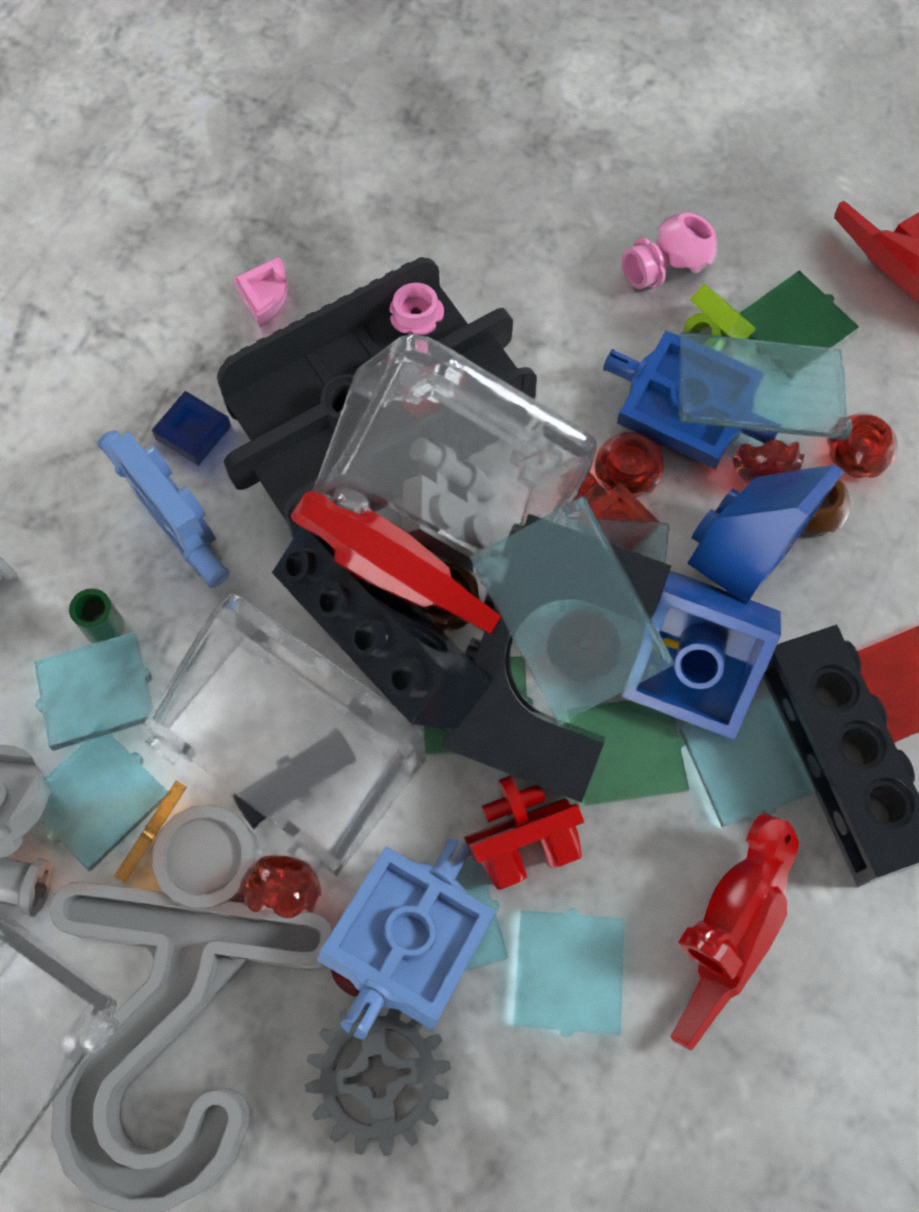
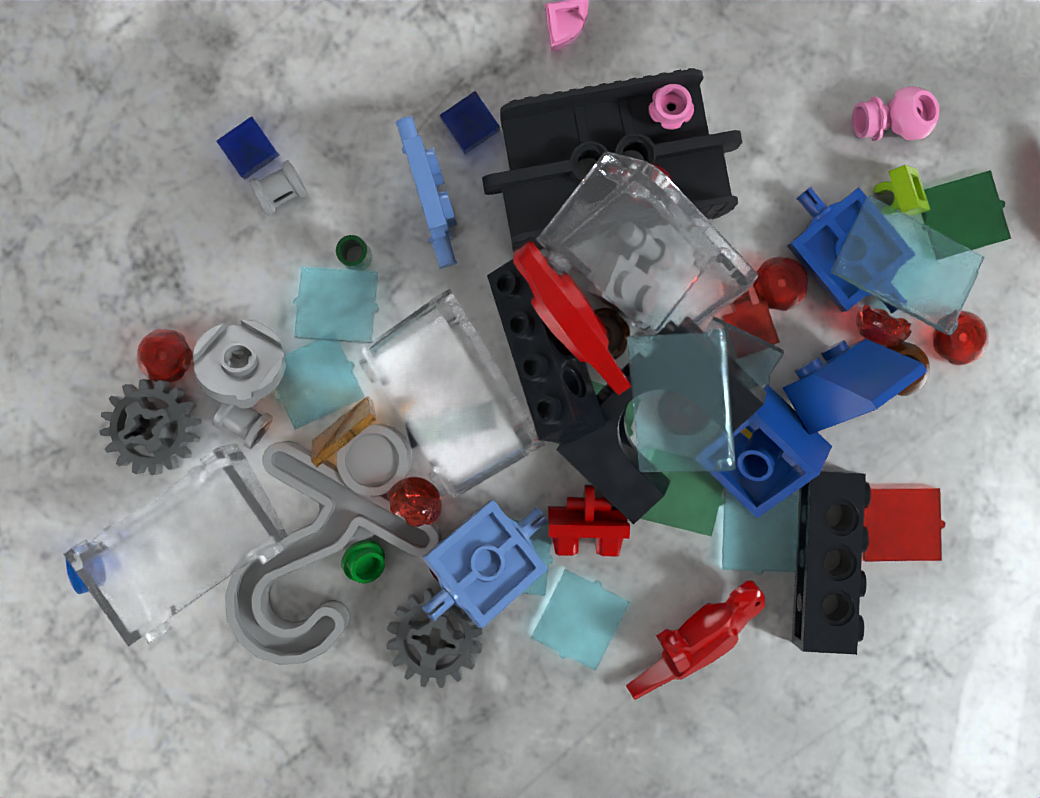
camera: 20 degrees right, 20 degrees up
(239, 1009) = (363, 561): none -> green plate

